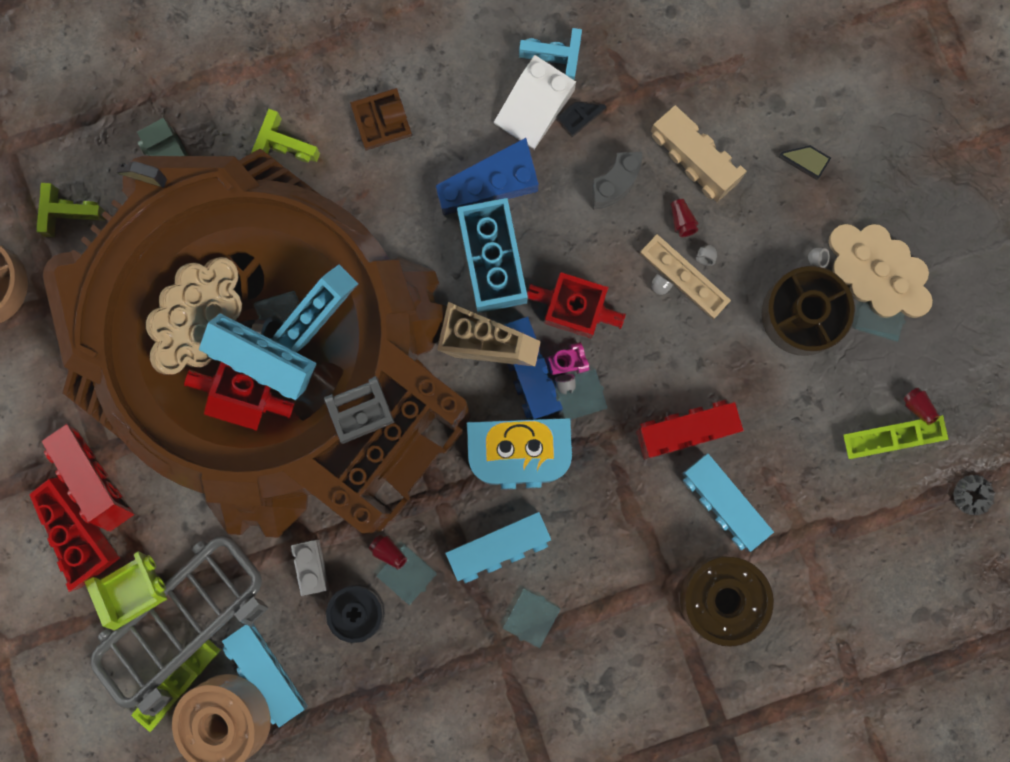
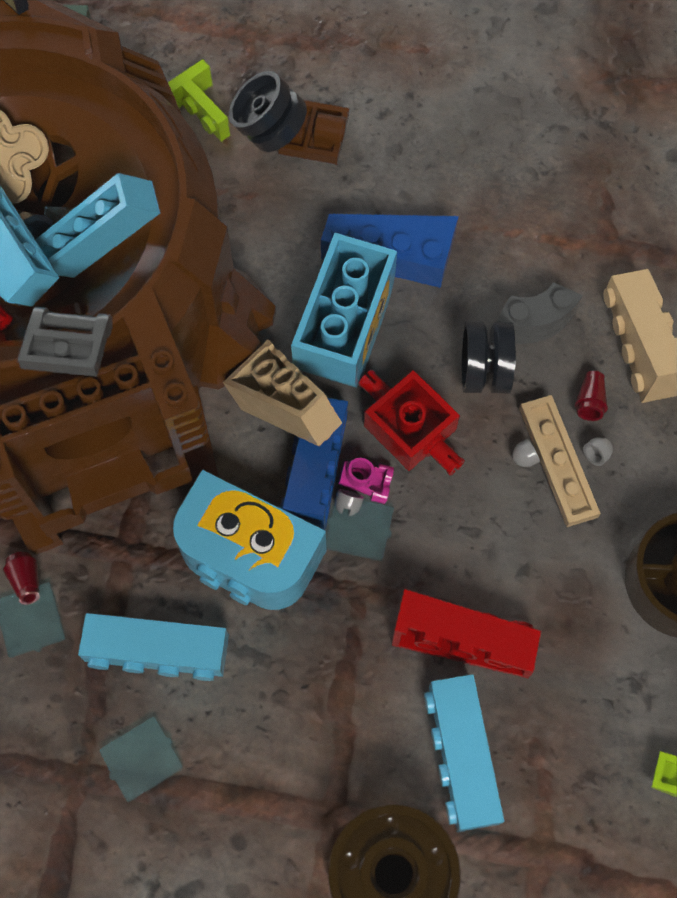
camera: 30 degrees right, 15 degrees down
(344, 127) = (267, 111): none -> black wheel
(535, 102) = (492, 193): white slope -> none
(554, 52) = (541, 158): medium azure bracket -> none
(579, 116) = (532, 234): black tile -> none
(603, 233) = (489, 358): none -> black wheel

